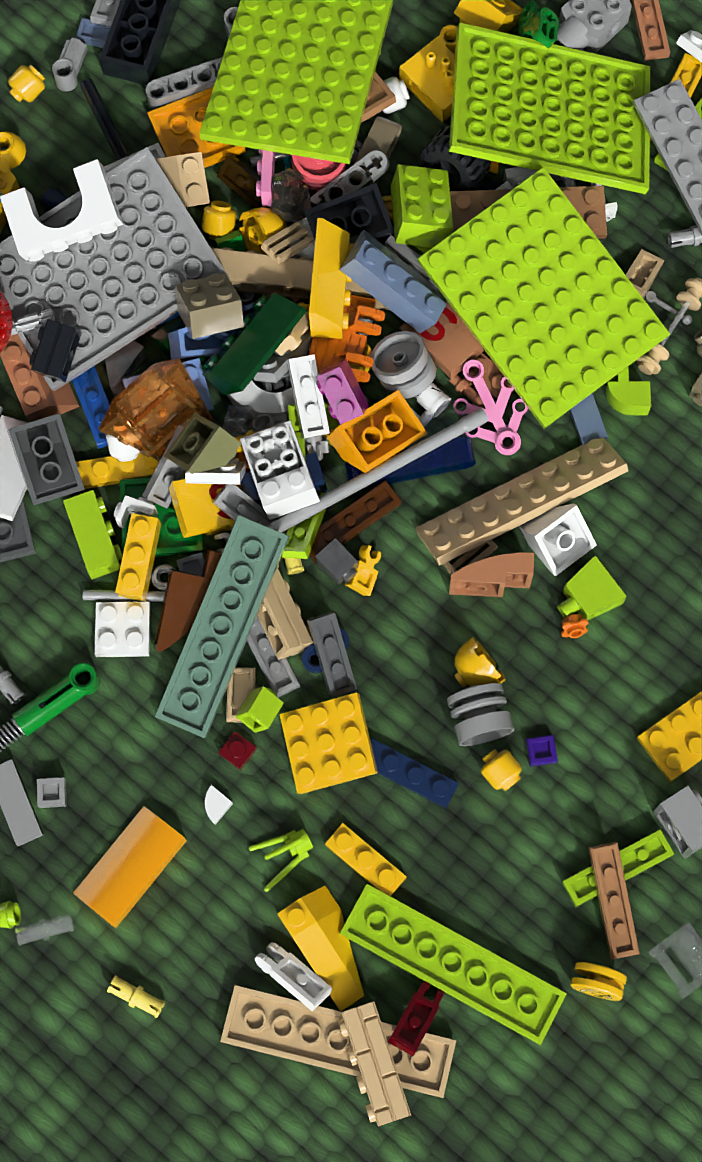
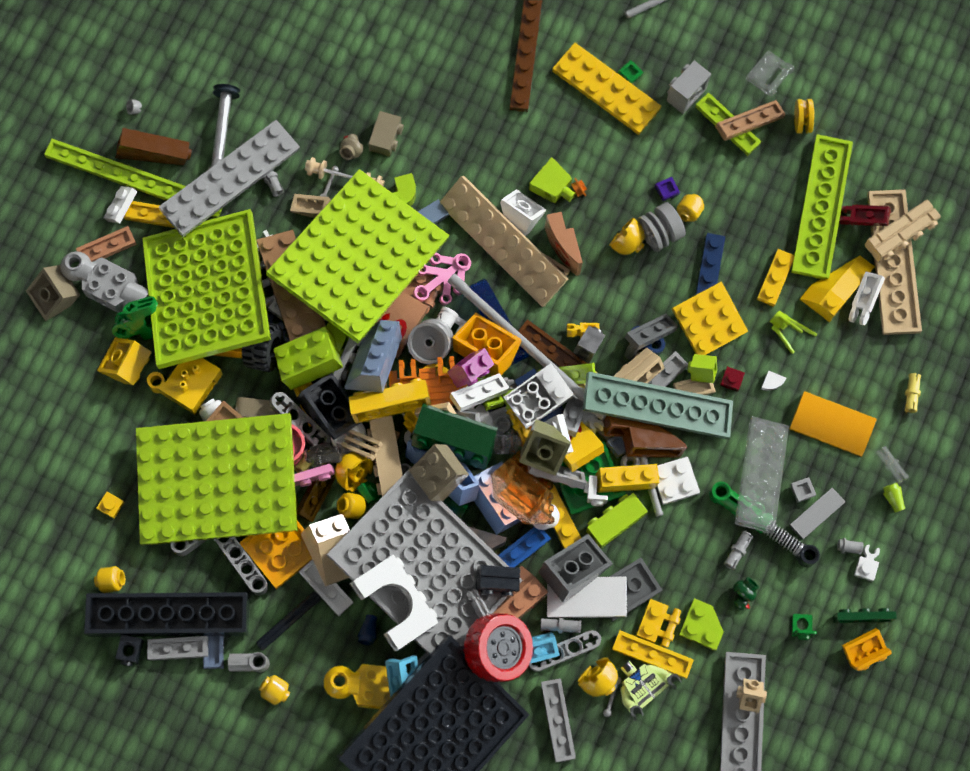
camera: 115 degrees left, 0 degrees up
(87, 739) = (762, 475): none -> clear plate

